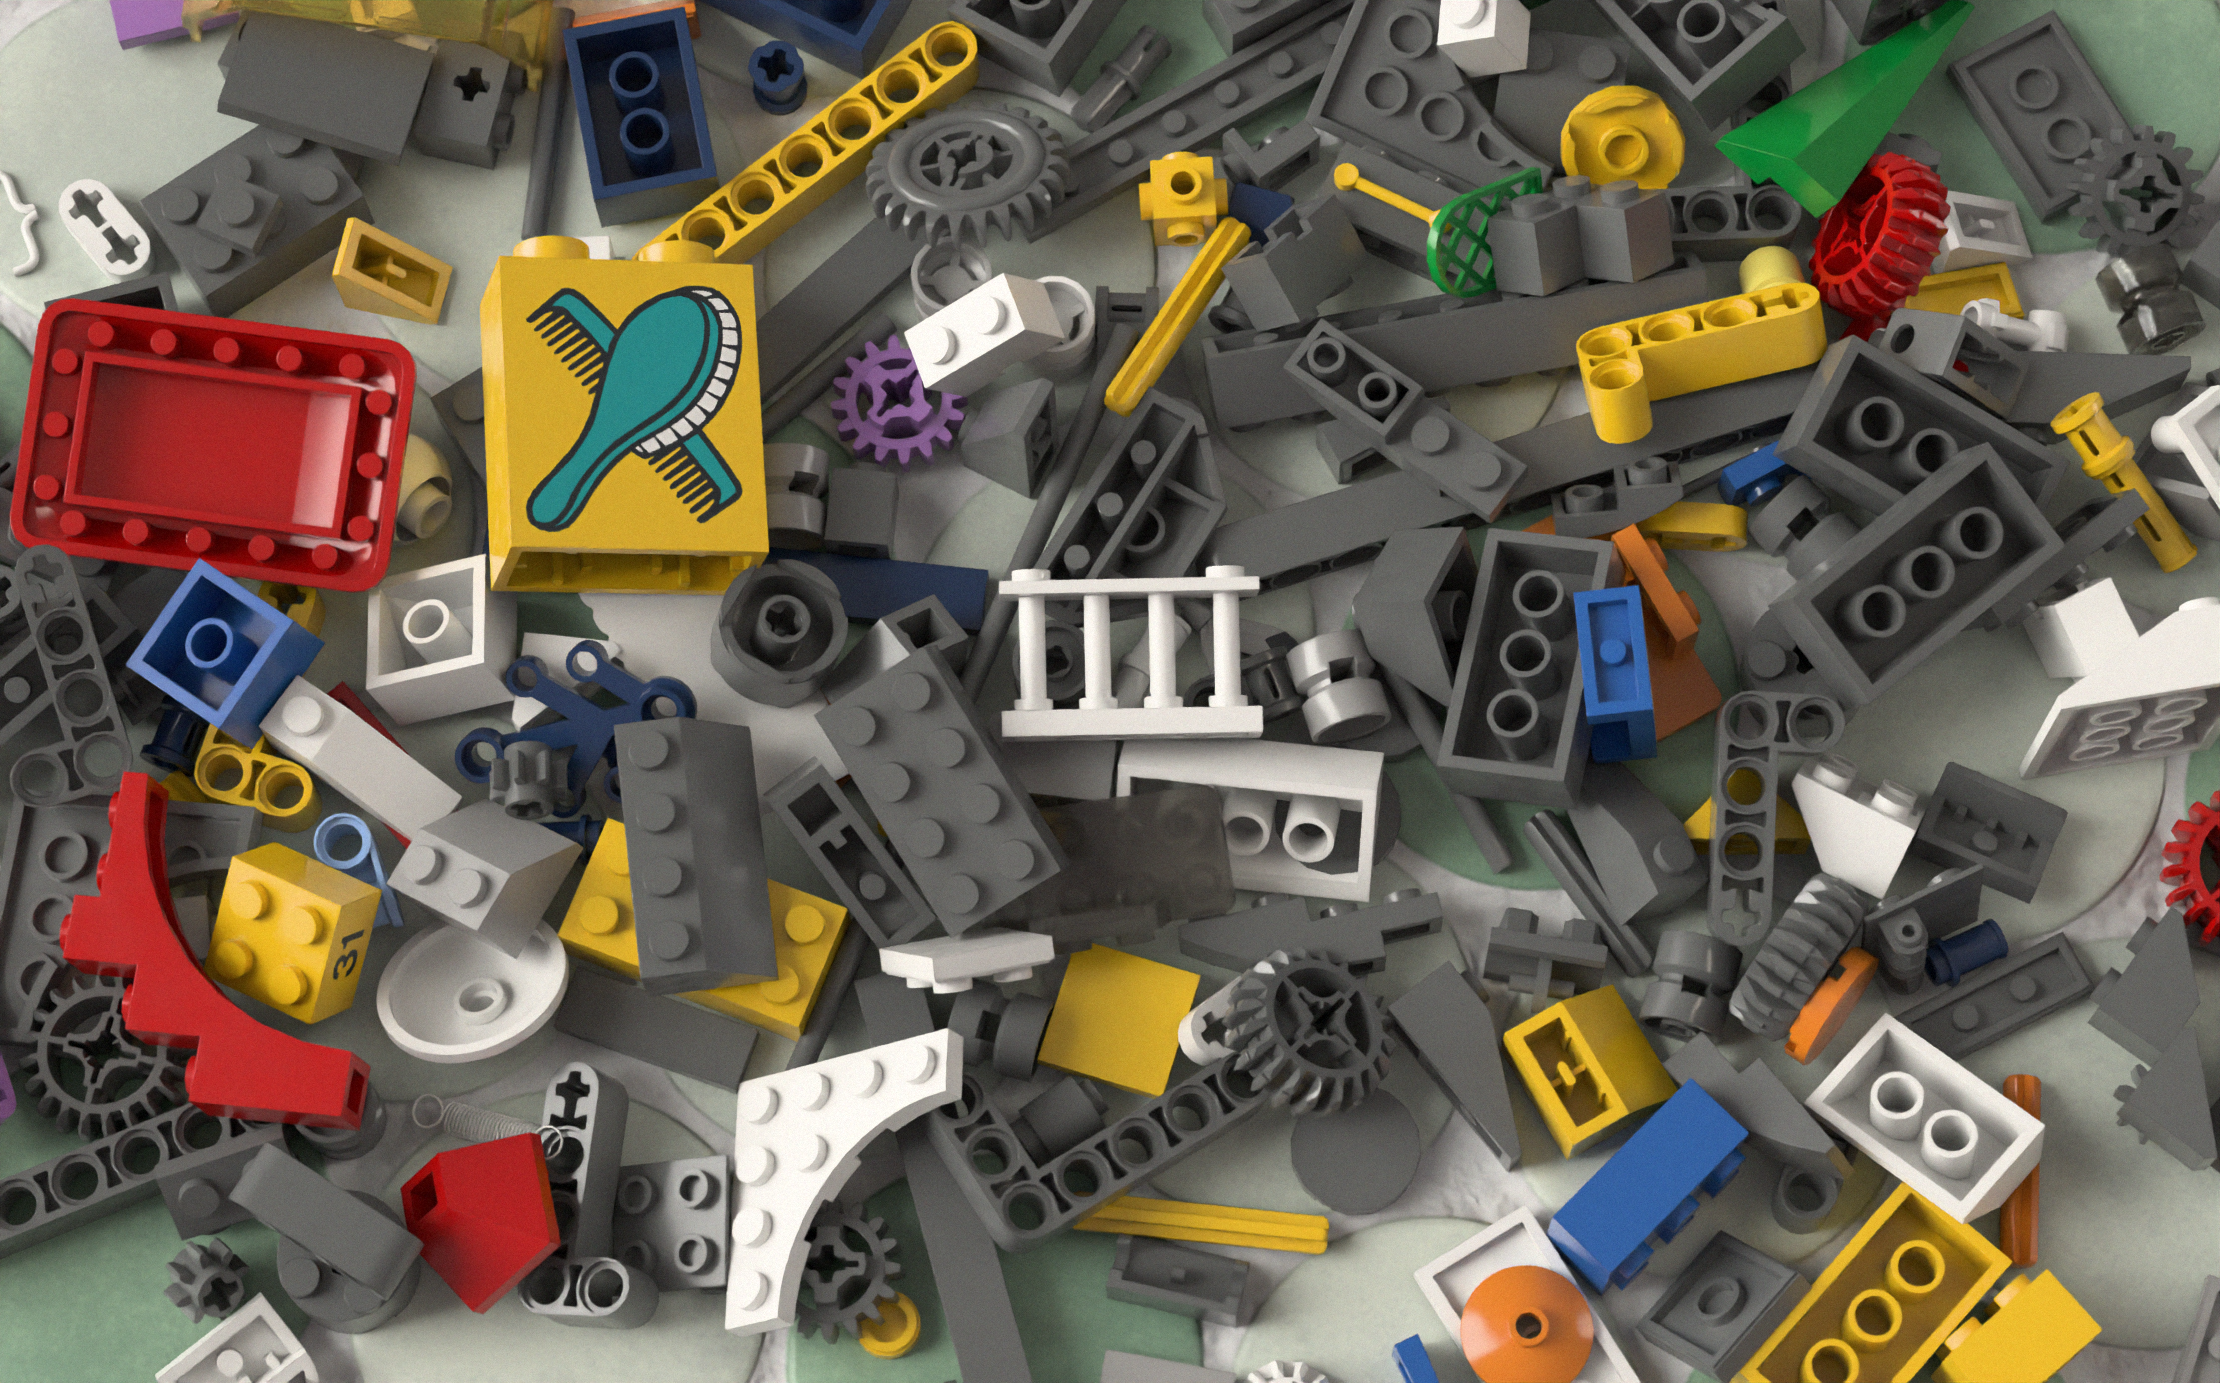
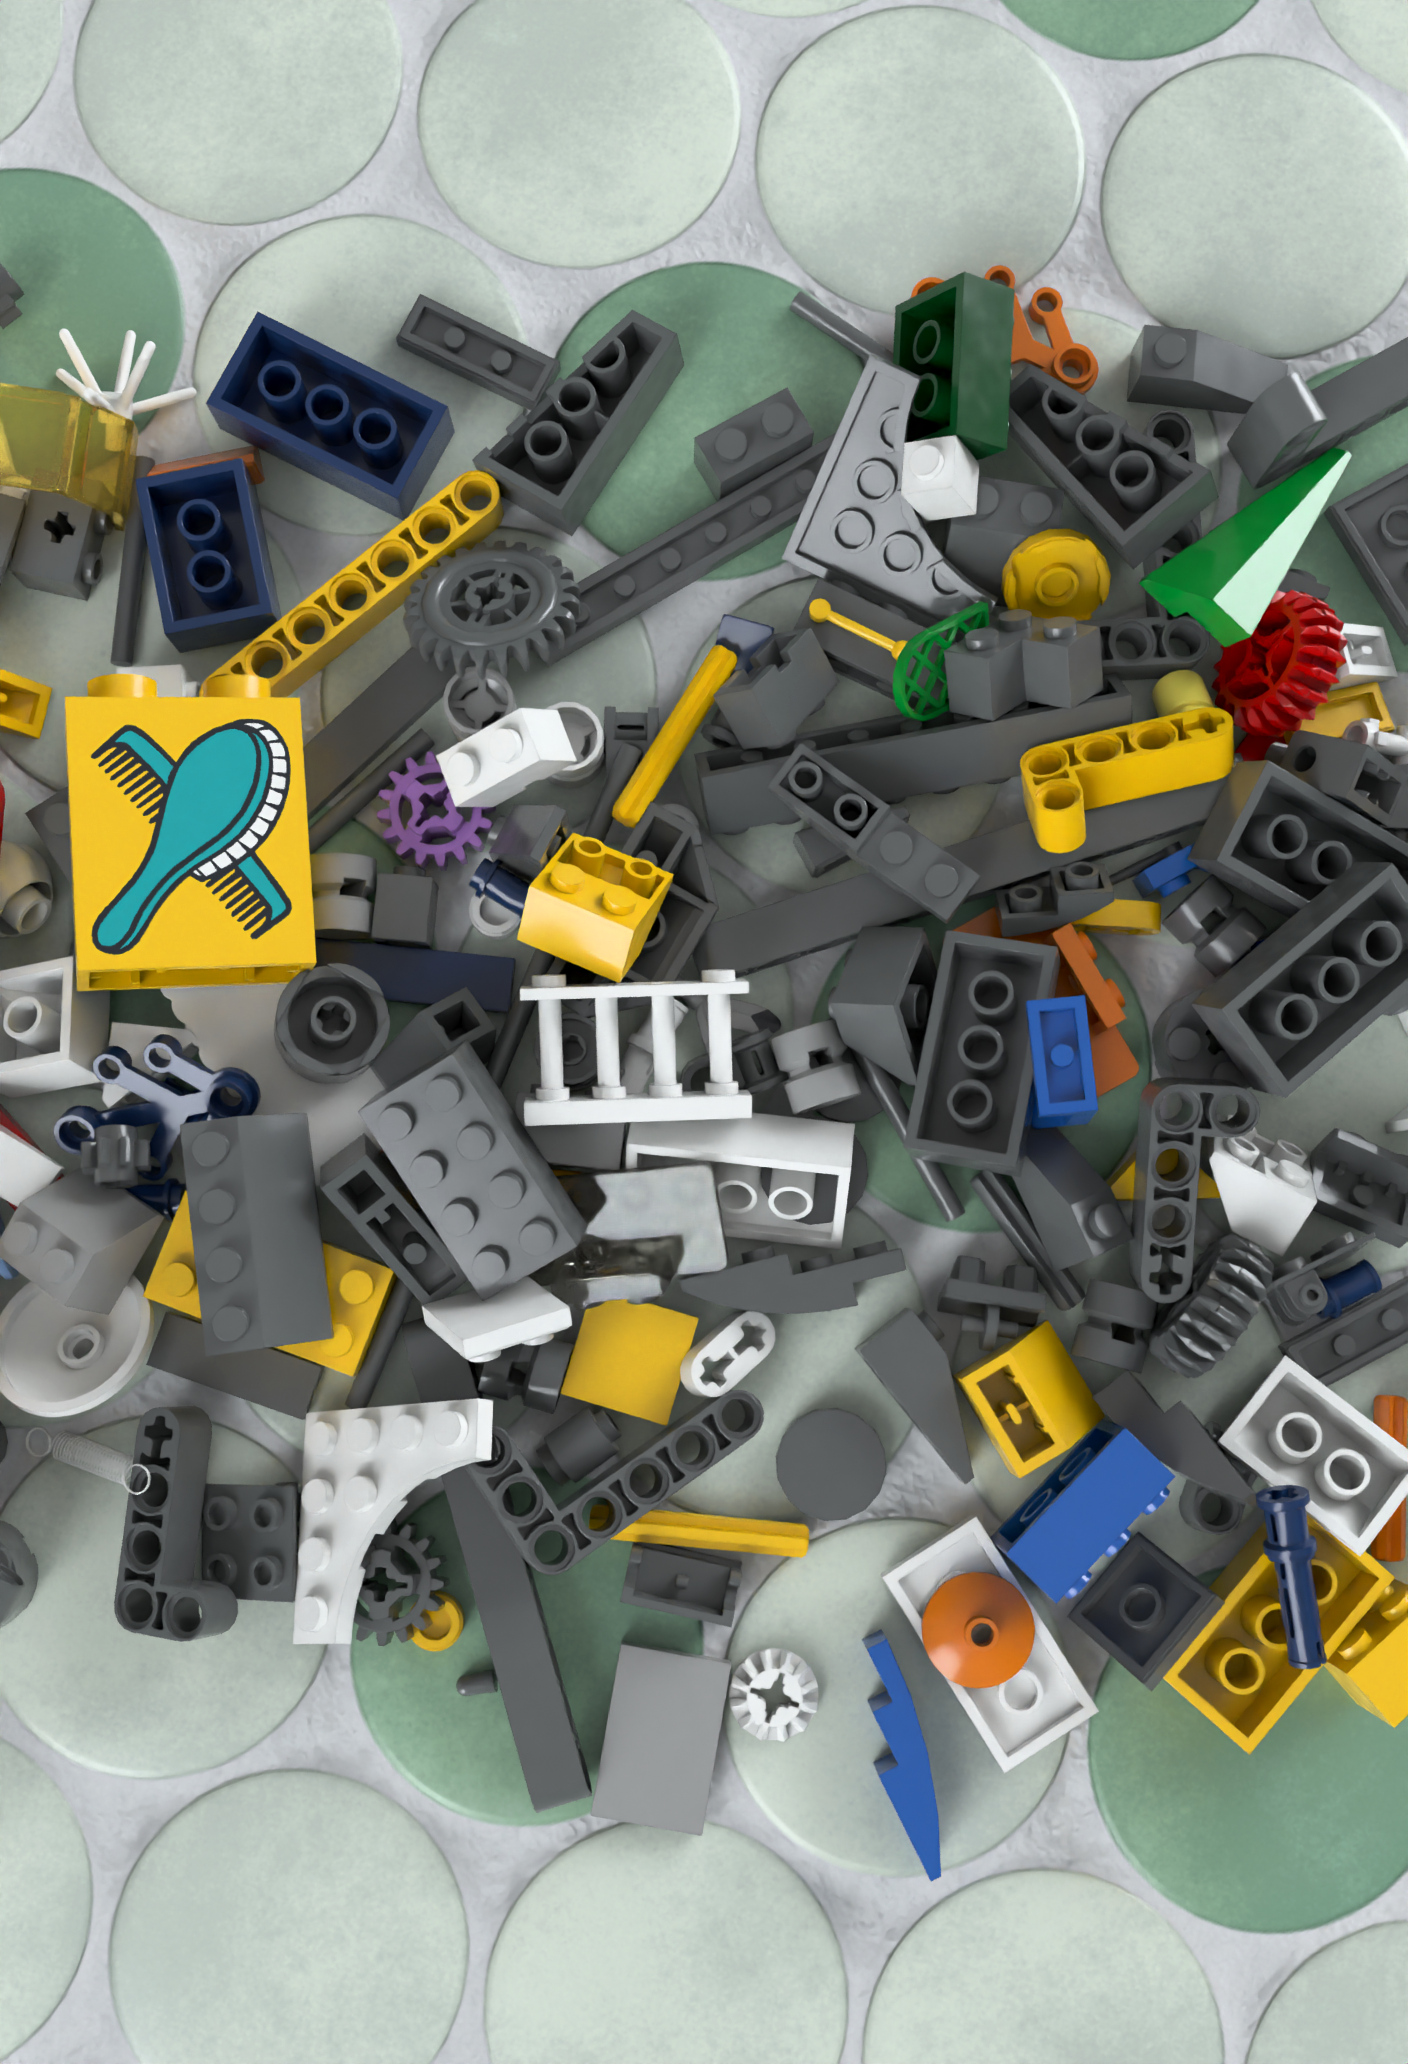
camera: 10 degrees left, 10 degrees up
(483, 1216) = (81, 1548): red slope -> none
(766, 65) = (324, 504): dark blue bush -> none
(967, 519) = (492, 918): none -> white tile
(978, 488) = (500, 886): none -> dark blue pin
(1083, 497) = (593, 906): none -> yellow slope
(1120, 80) = (623, 522): dark grey axle -> none
(1183, 199) = (674, 646): yellow brick -> none
(1279, 156) = (760, 591): dark grey bracket -> none
(1342, 1057) = (820, 1383): dark grey gear -> none
(1830, 1006) = (1238, 1356): orange tile -> none
(1882, 1213) = (1291, 1551): none -> dark blue pin

